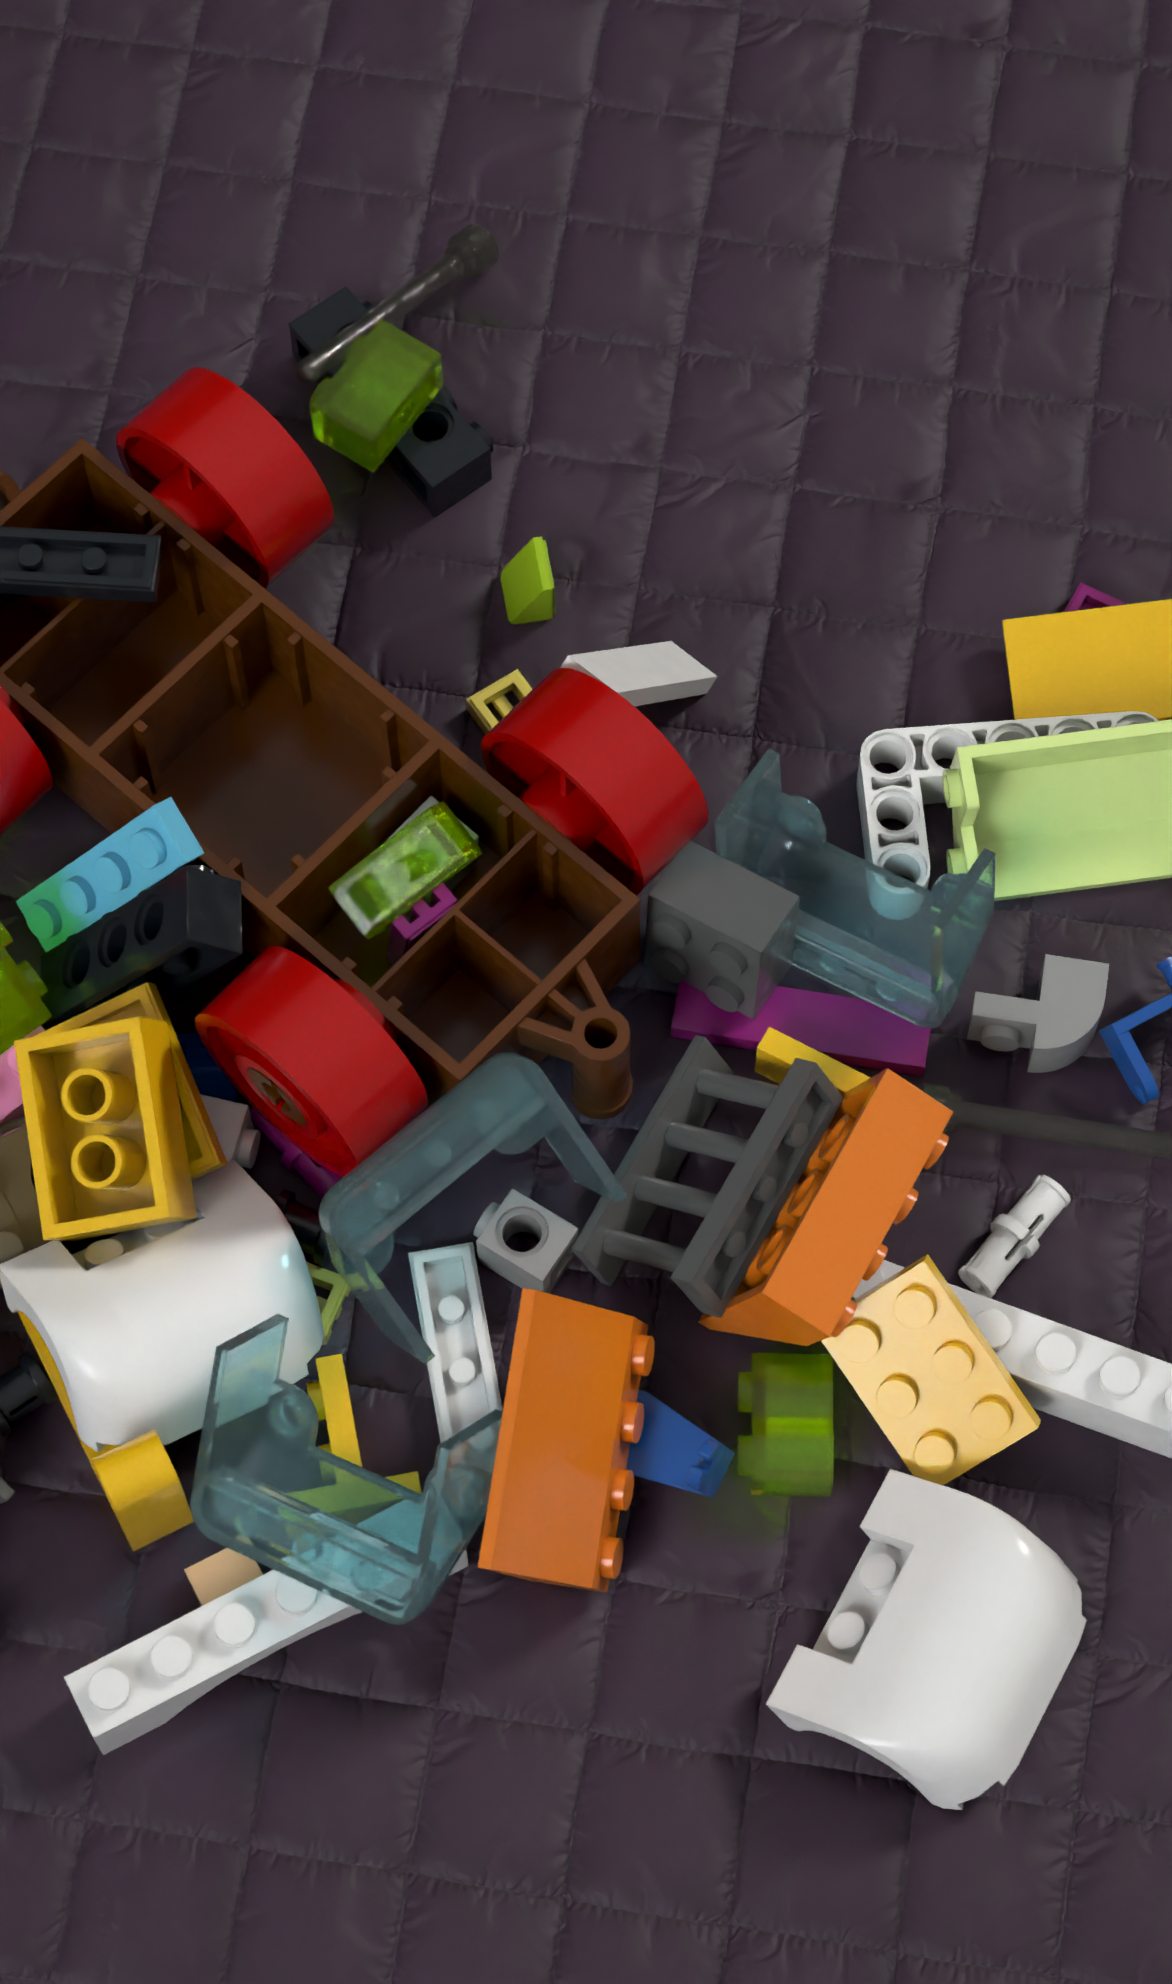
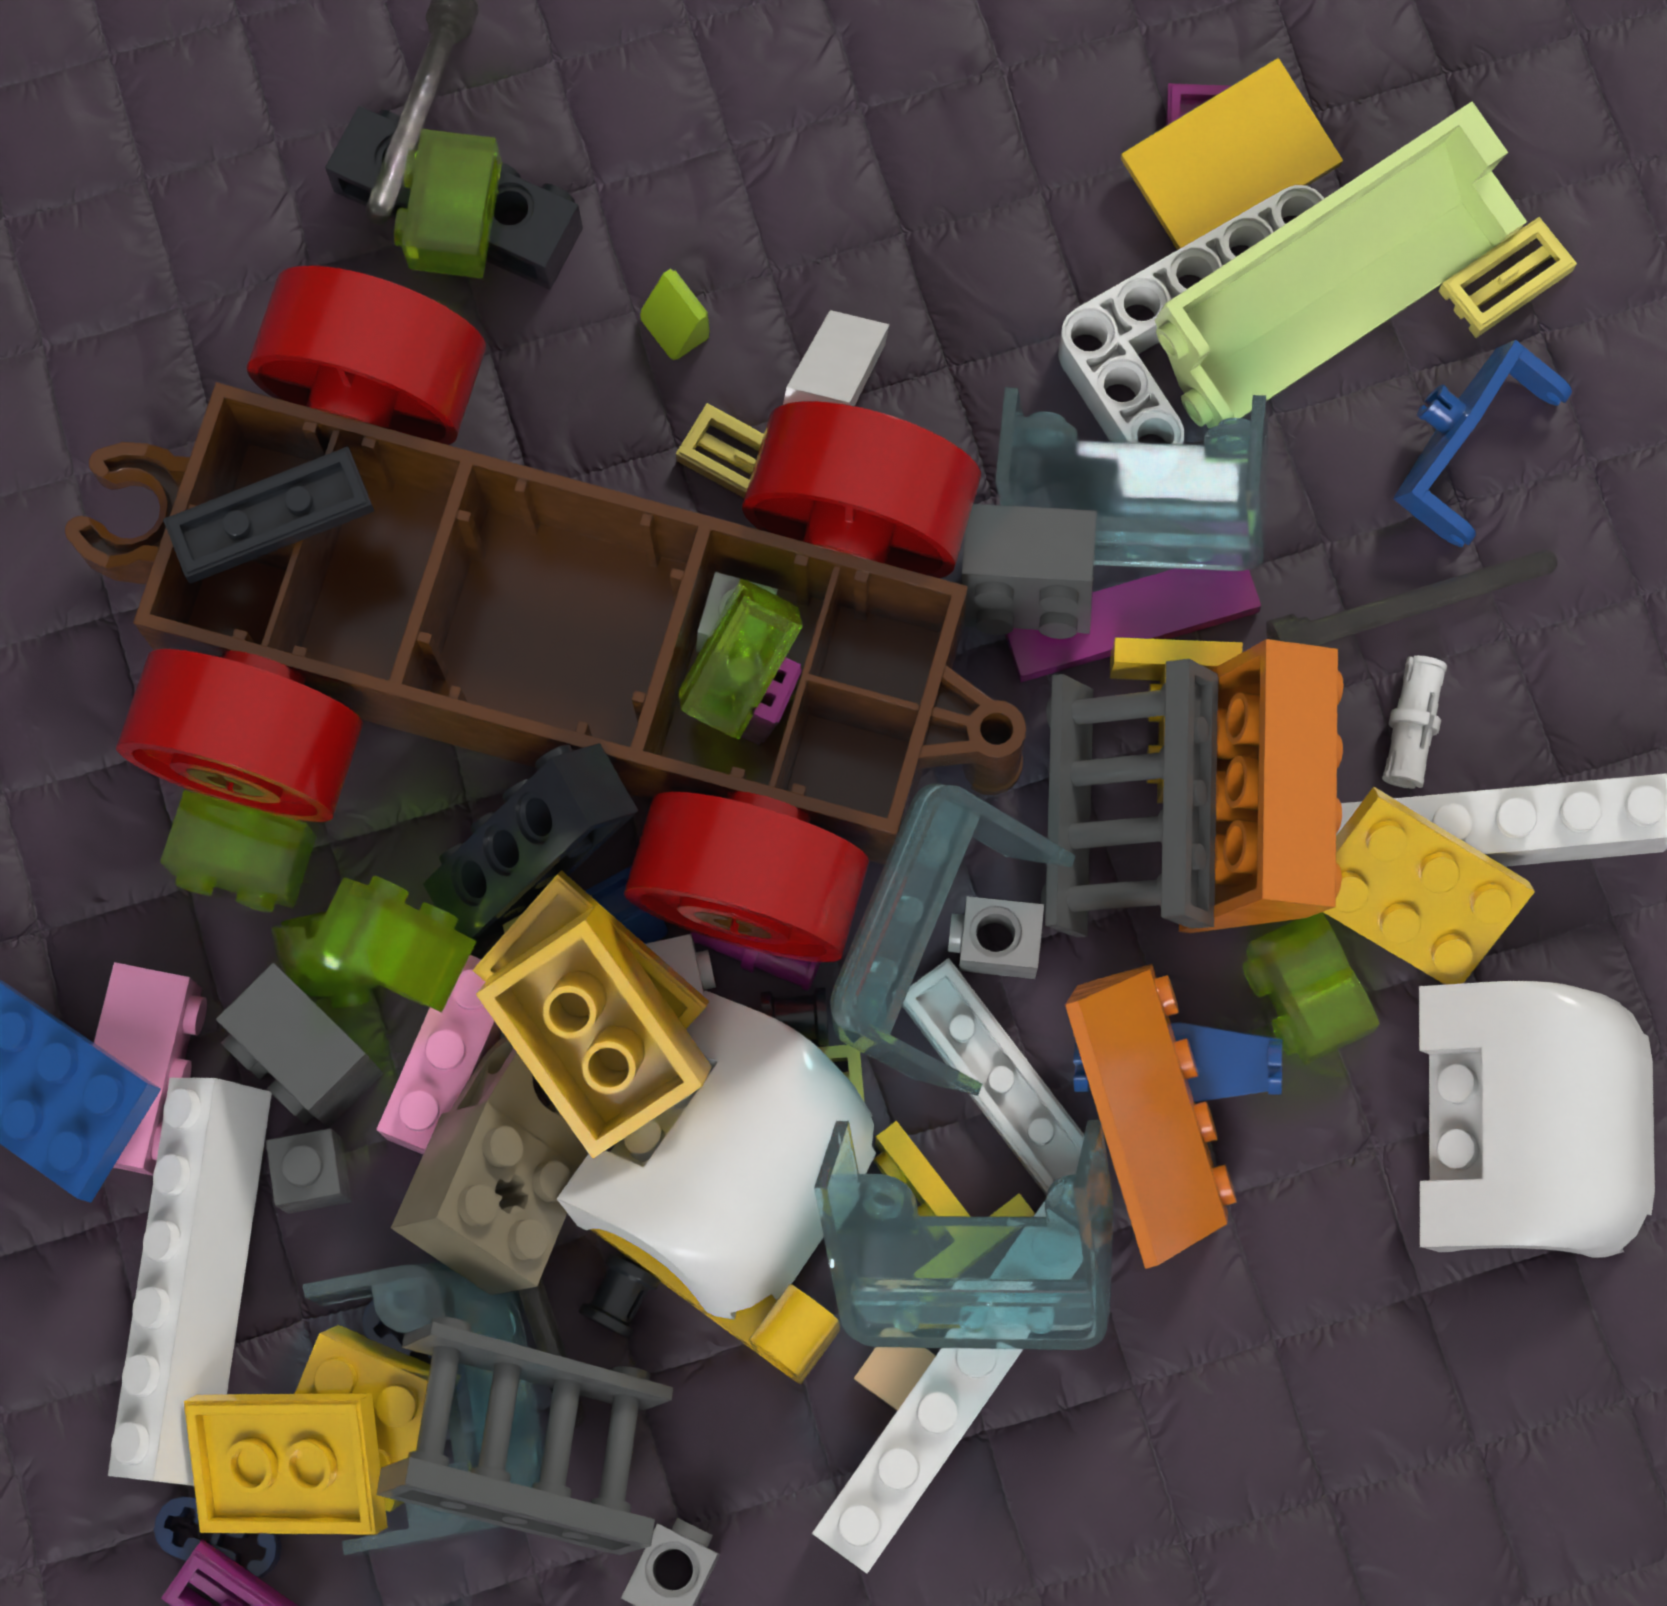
camera: 25 degrees left, 10 degrees up
(110, 874) = (461, 786): medium azure plate -> none
(1054, 1025) = (1357, 505): light grey brick -> none

